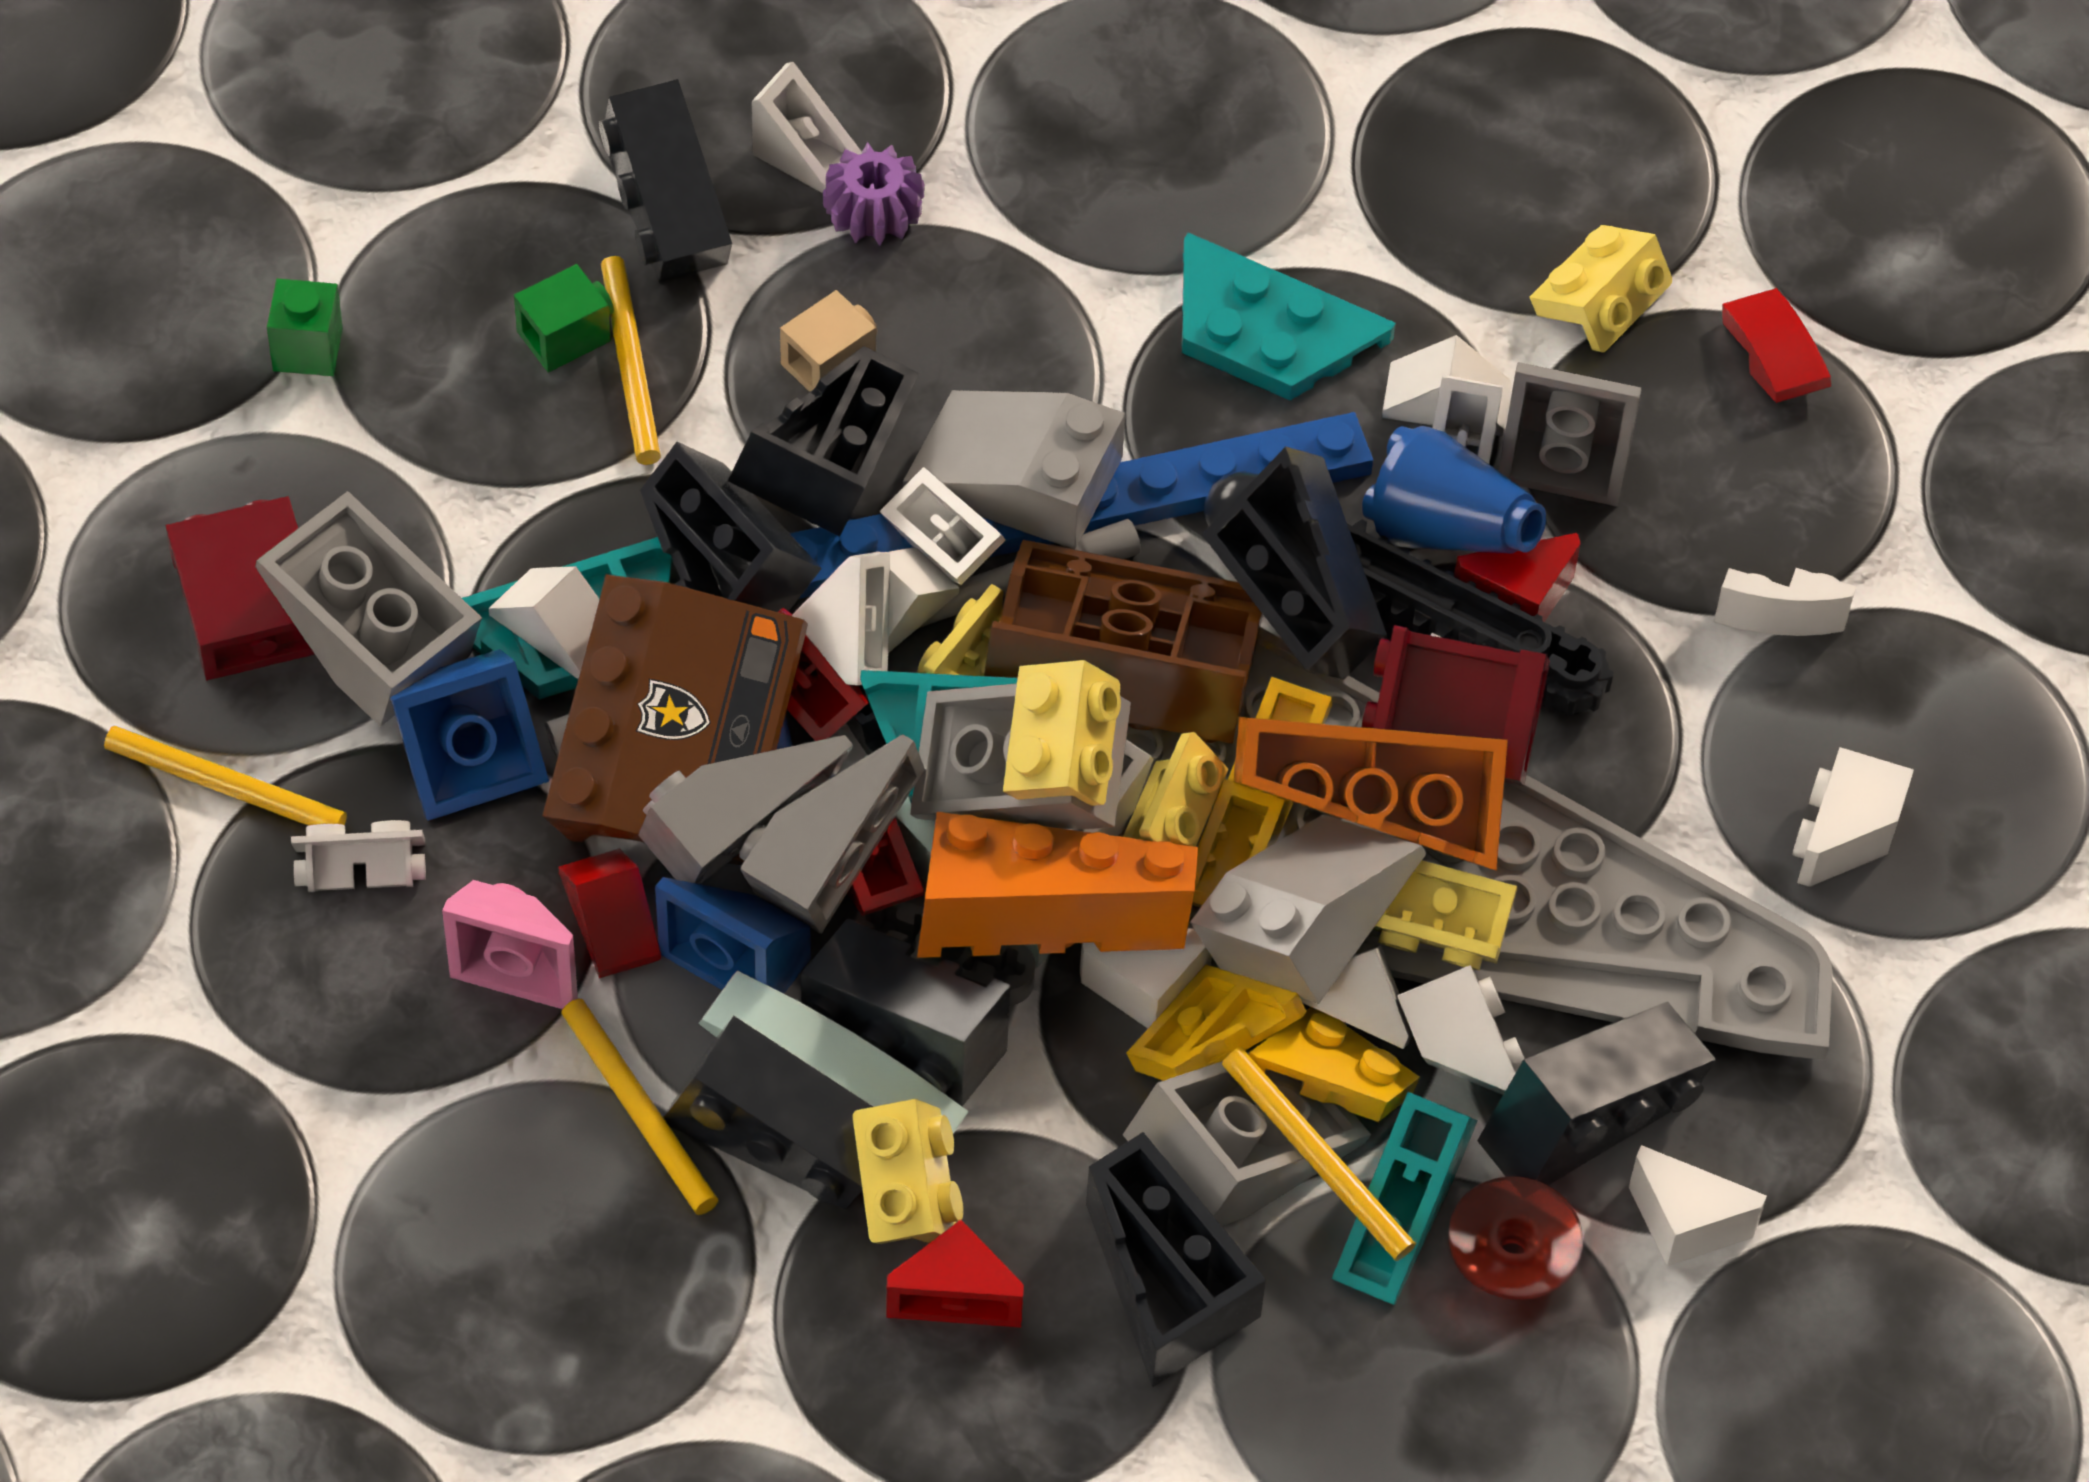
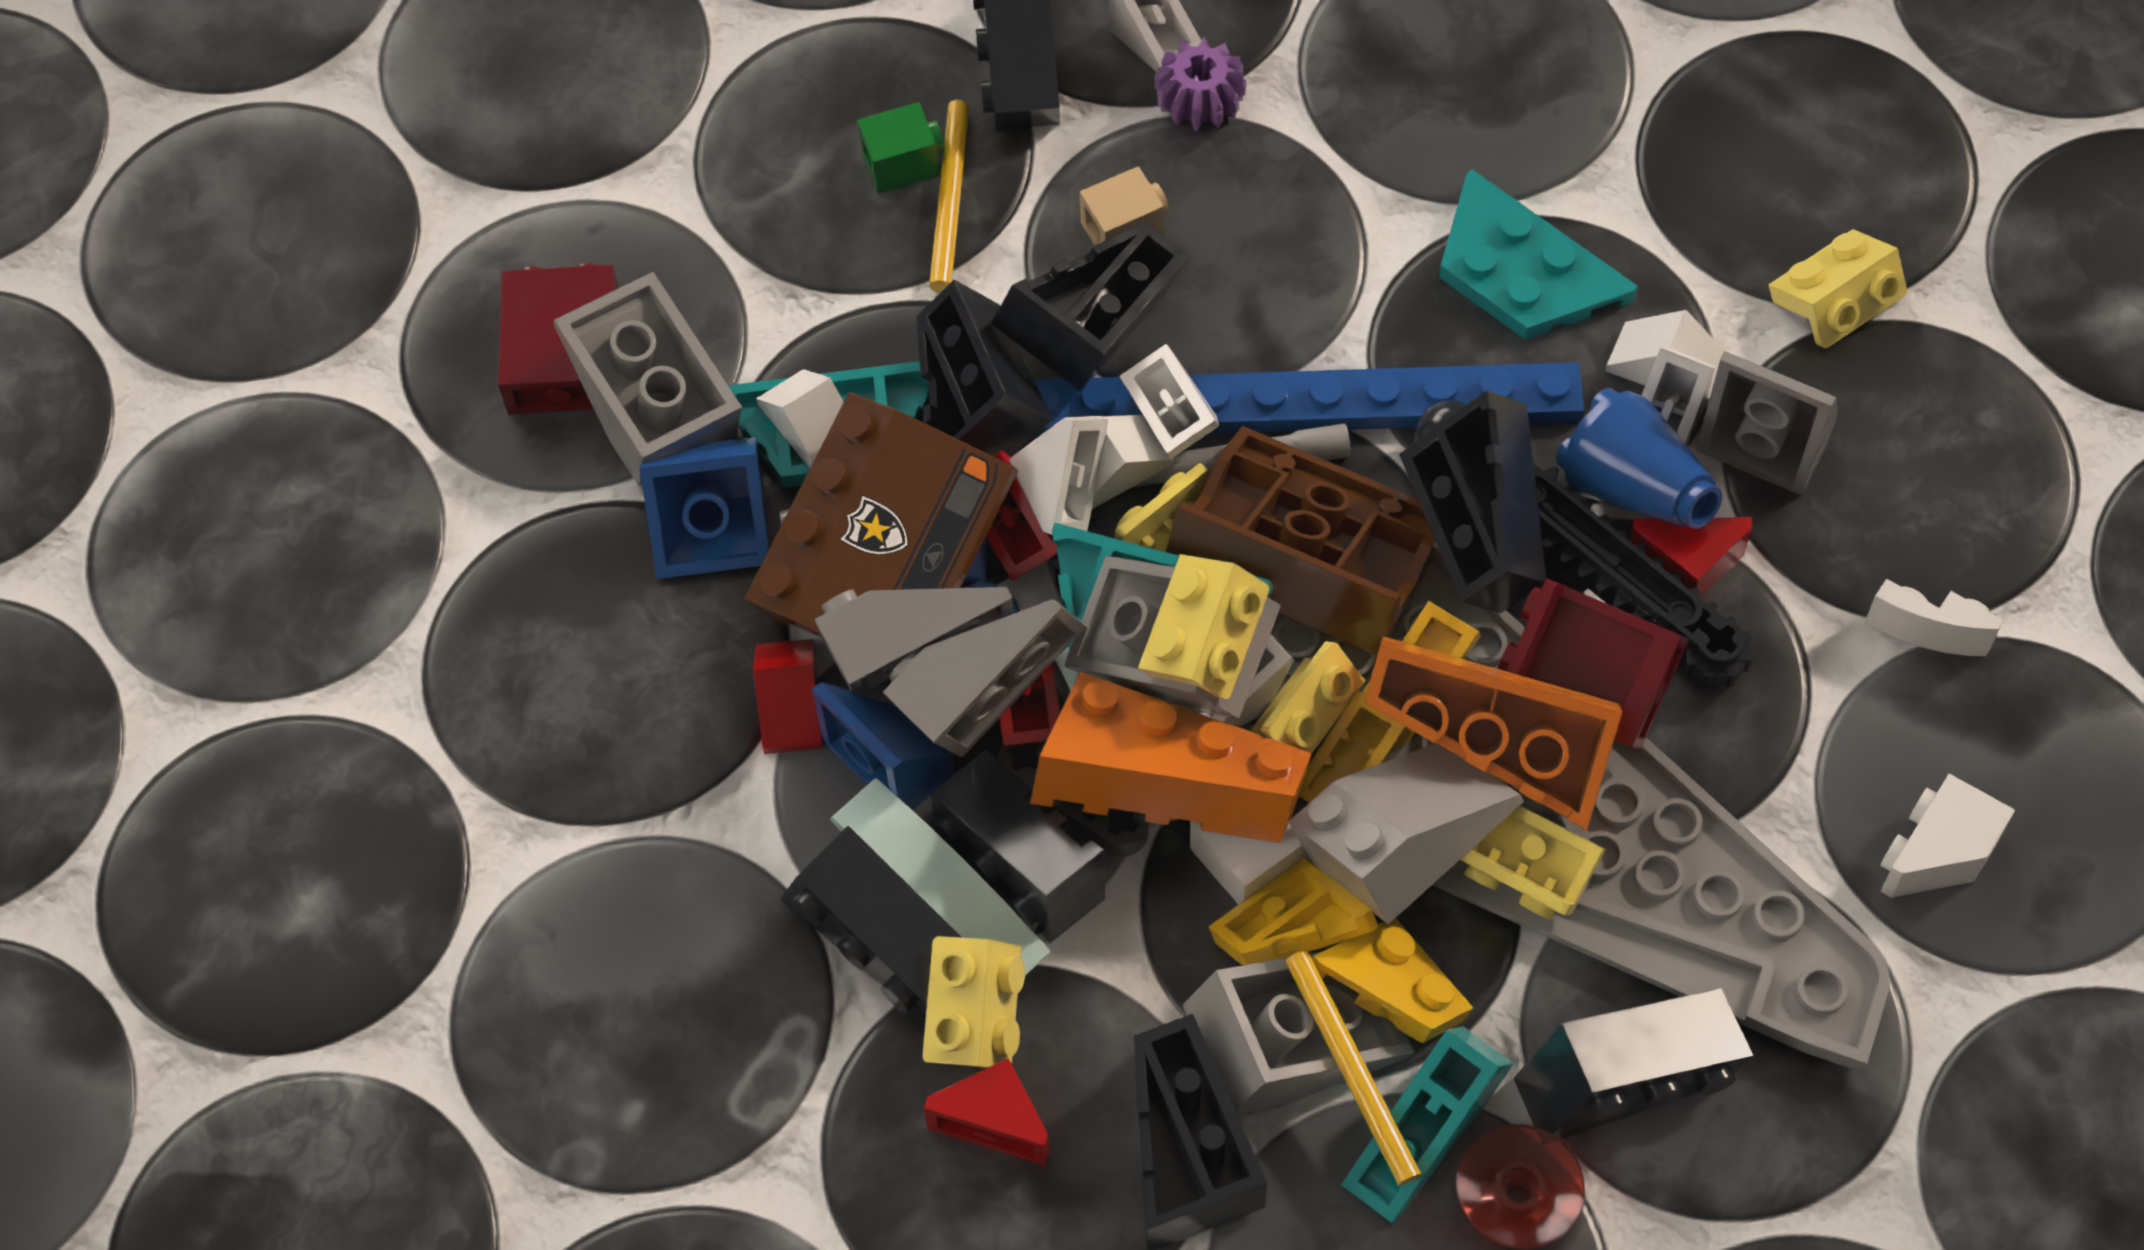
camera: 20 degrees right, 5 degrees up
(221, 778) = (495, 508): yellow bar -> none
(304, 327) = (675, 116): green brick -> none
(333, 856) = (562, 595): white hinge -> none
(509, 944) = (683, 706): bright pink slope -> none
(639, 1106) = (763, 883): yellow bar -> none
(1026, 458) = (1263, 352): light grey slope -> none
(1368, 999) = (1443, 925): white slope -> none
(1458, 1029) = (1518, 973): white slope -> none
(1691, 1208) = (1694, 1194): white slope -> none
(1778, 345) = (1989, 371): red slope -> none

